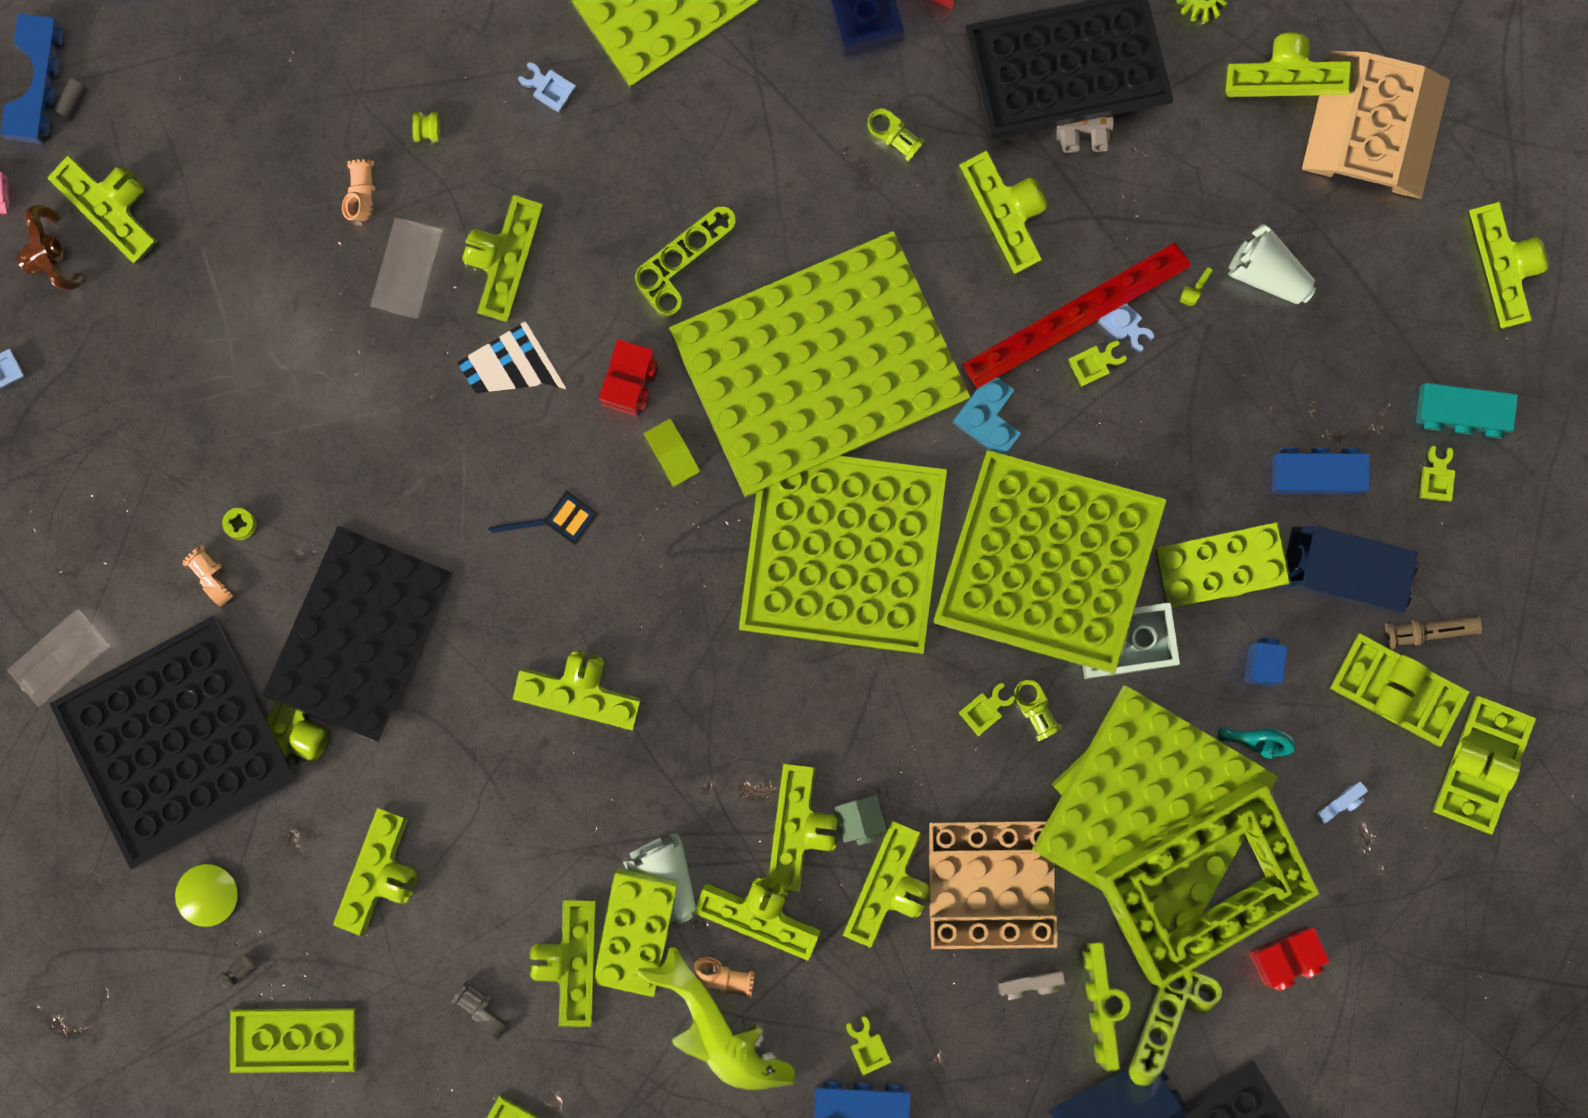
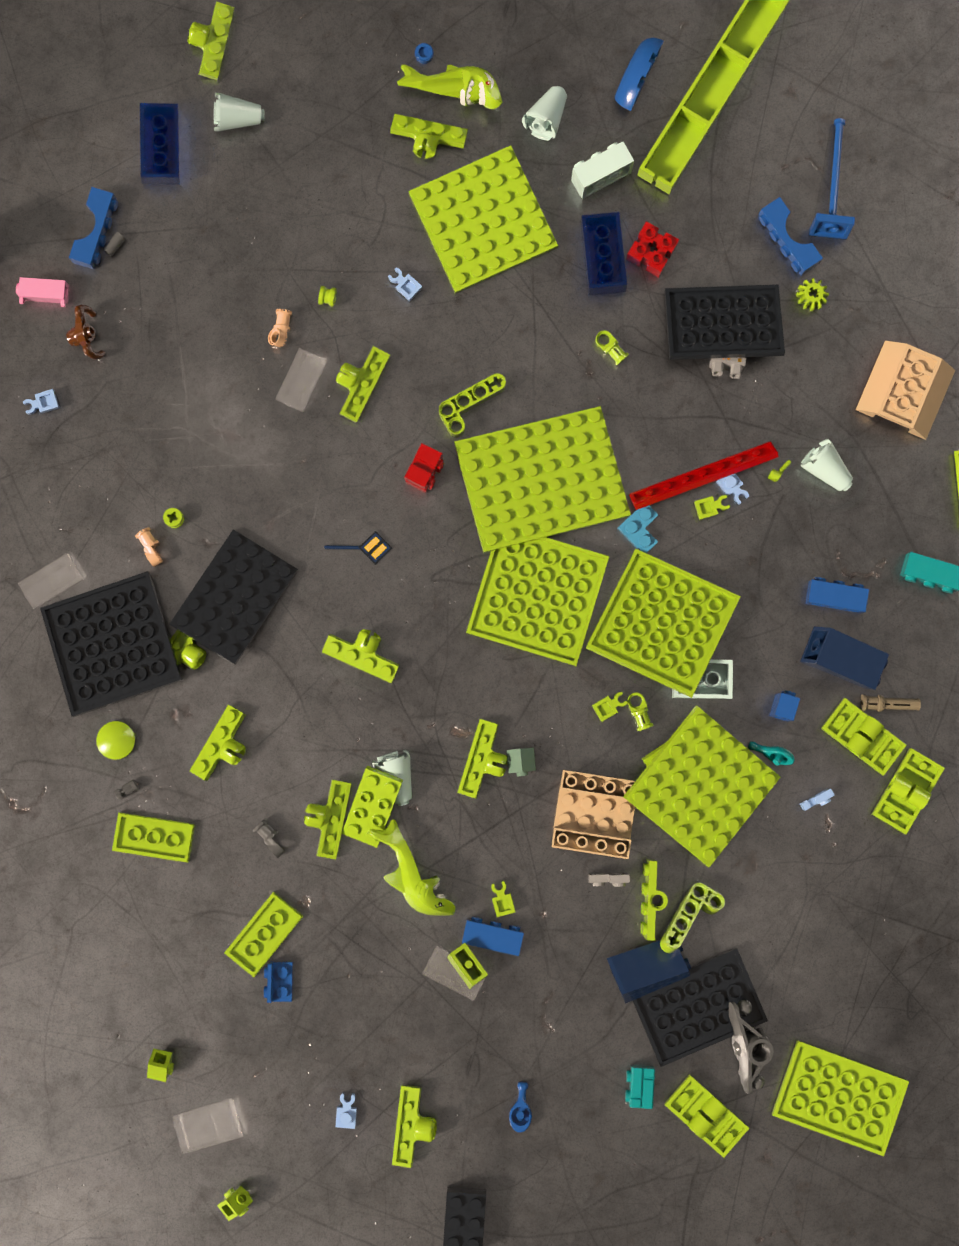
camera: 10 degrees right, 0 degrees up
(107, 204) = (126, 311): lime plate -> none
(509, 363) = (354, 448): sticker -> none
(672, 452) = (443, 518): lime slope -> none
(723, 977) = (421, 844): light nougat connector -> none
(759, 916) = (449, 809): lime plate -> none
(887, 887) = (531, 804): lime plate -> none
(1007, 209) = (672, 404): lime plate -> none
(1224, 565) = (769, 642): lime plate -> none
(1283, 888) = (771, 847): lime brick -> none
(1289, 73) = (858, 349): lime plate -> none
(1289, 957) = (770, 888): red brick -> none
(1437, 481) = (908, 613): lime plate -> none

